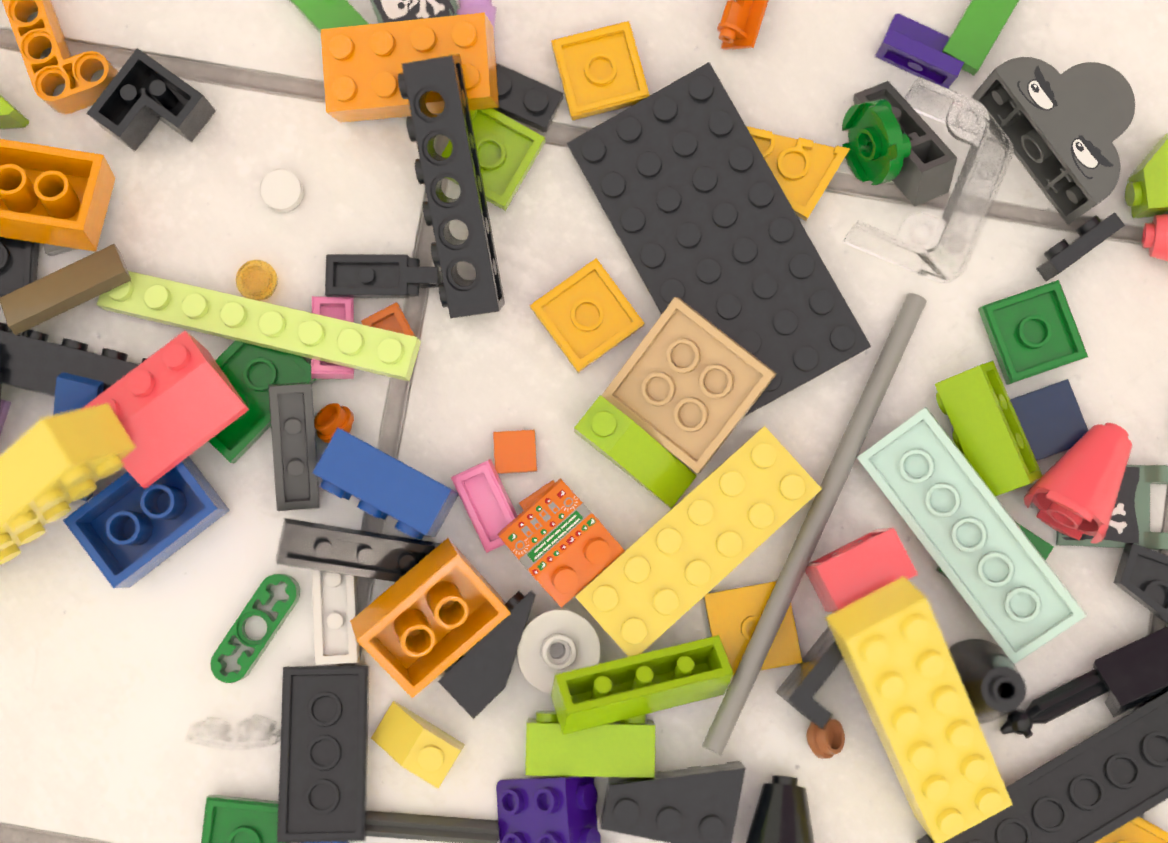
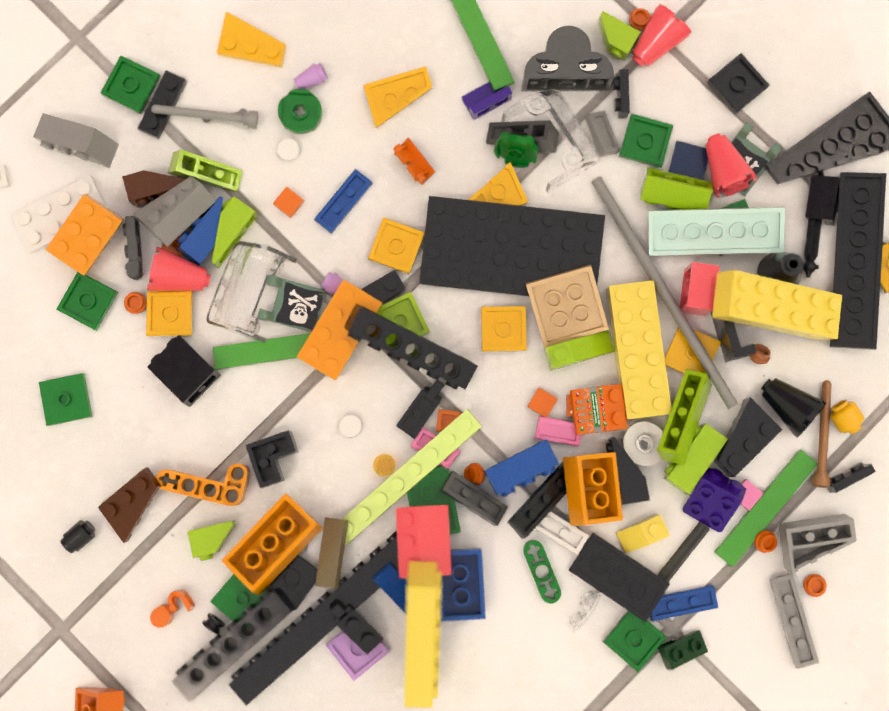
camera: 55 degrees left, 0 degrees up
(994, 258) = (602, 133): none -> light grey tile

